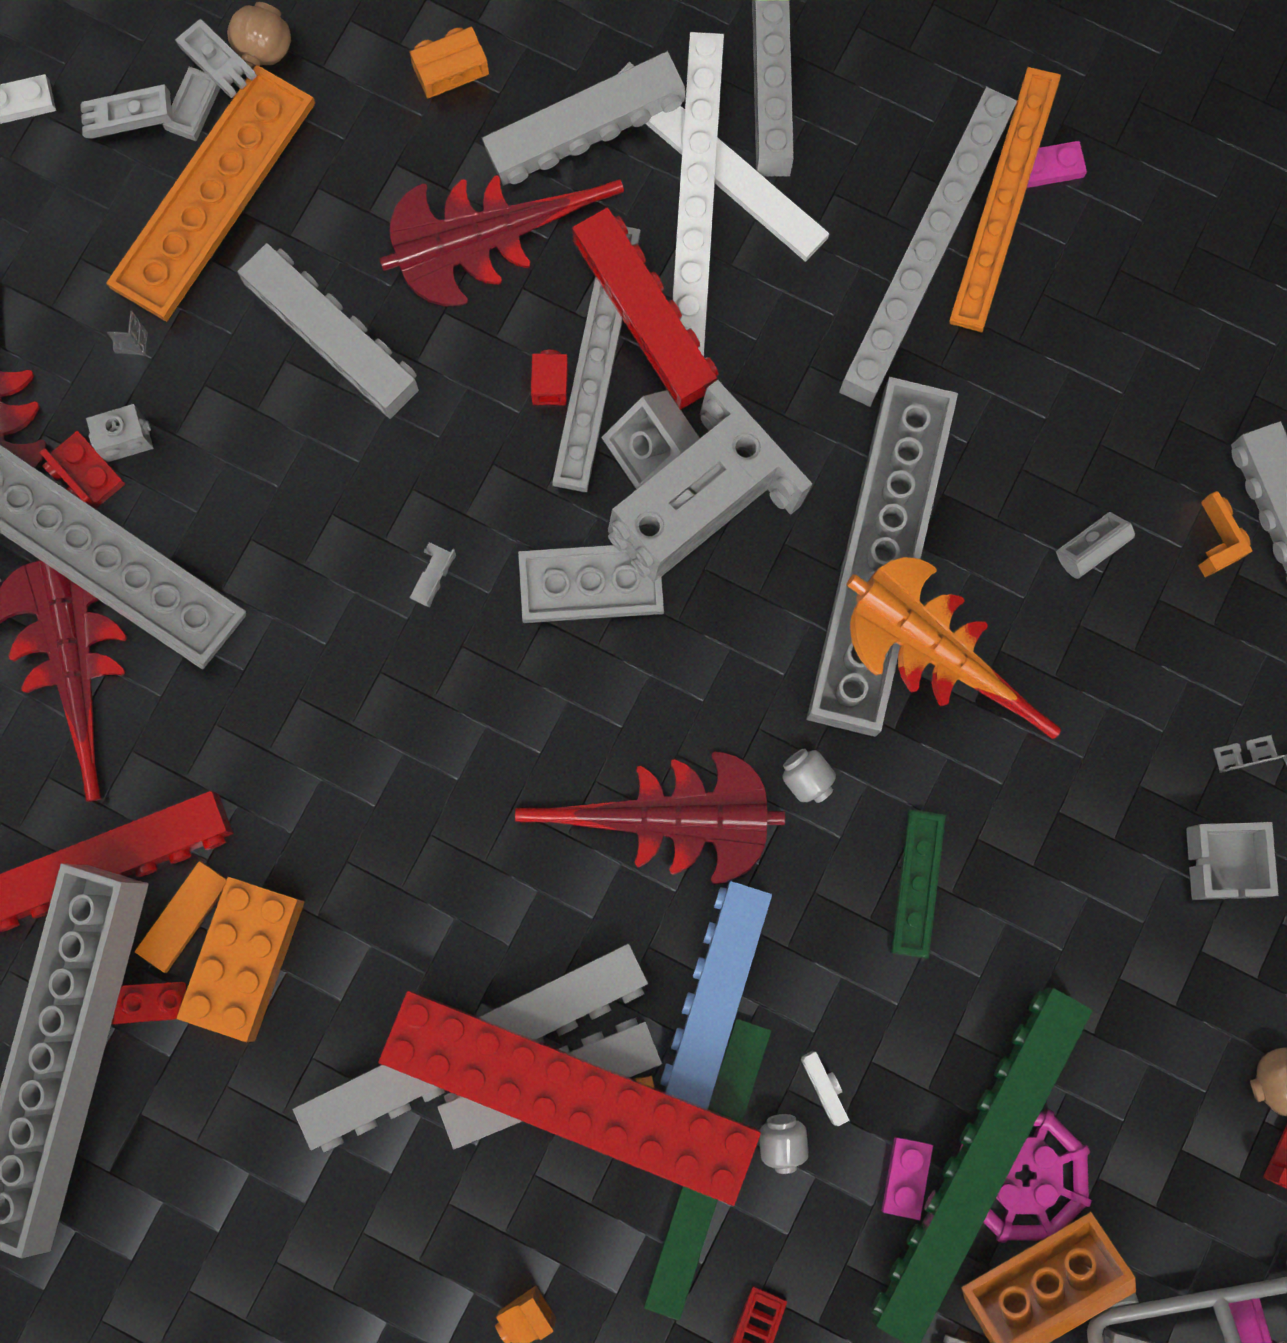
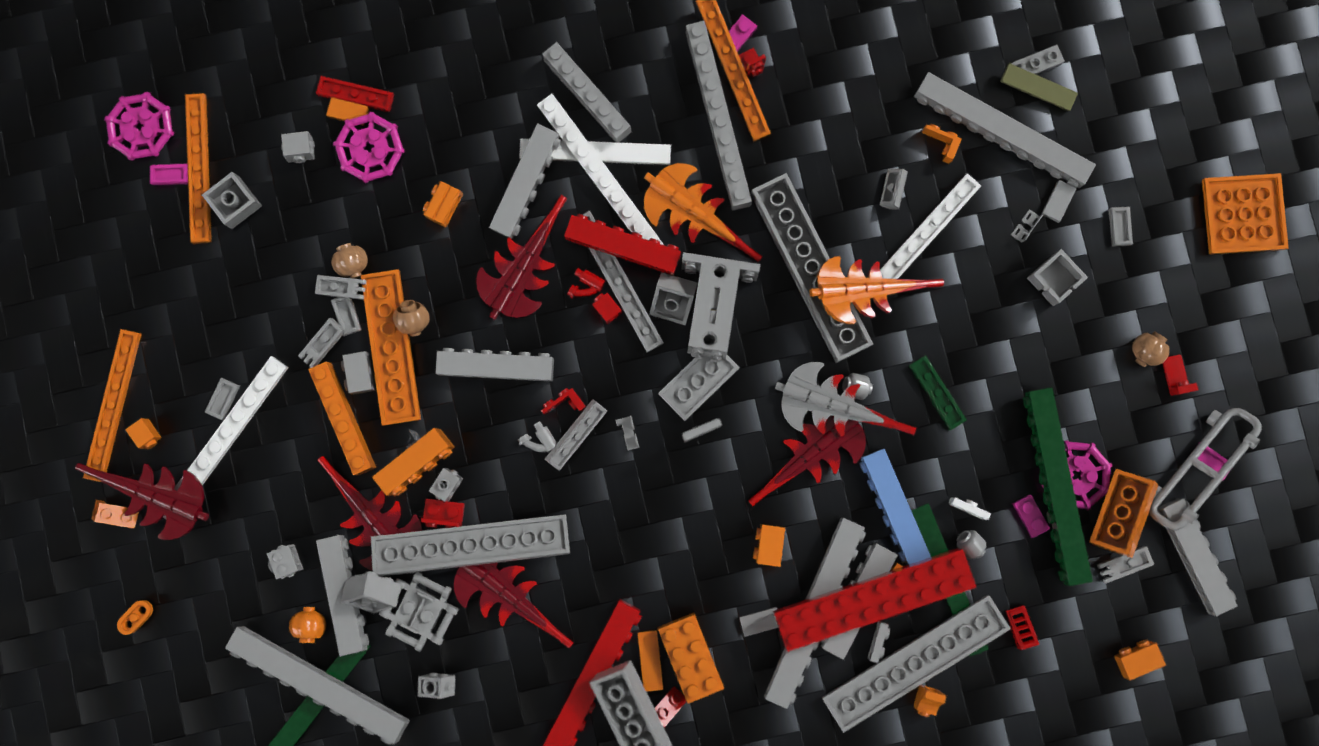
camera: 30 degrees left, 5 degrees up
(61, 231) = (342, 418): none -> orange brick
(101, 364) = (413, 462): none -> orange brick
(138, 188) = (358, 373): none -> light grey brick
(272, 173) = (411, 317): none -> medium nougat plant
(312, 482) = (545, 437): none -> light grey plant
(355, 514) = (576, 435): none -> light grey tile
(378, 991) = (758, 622): none -> light grey tile
(388, 447) = (575, 402): none -> red bracket
(491, 895) = (769, 545): none -> orange brick
(515, 1179) = (877, 650): none -> light grey plate
(530, 646) = (701, 430): none -> light grey tile
(555, 1247) = (916, 663): none -> light grey plate
(563, 334) = (593, 281): none -> red plant
(722, 724) = (804, 395): none -> light grey animal
(772, 295) = (669, 192): none -> orange animal
(1038, 215) = (752, 62): none -> red bracket
(1103, 643) = (930, 228): none -> white tile

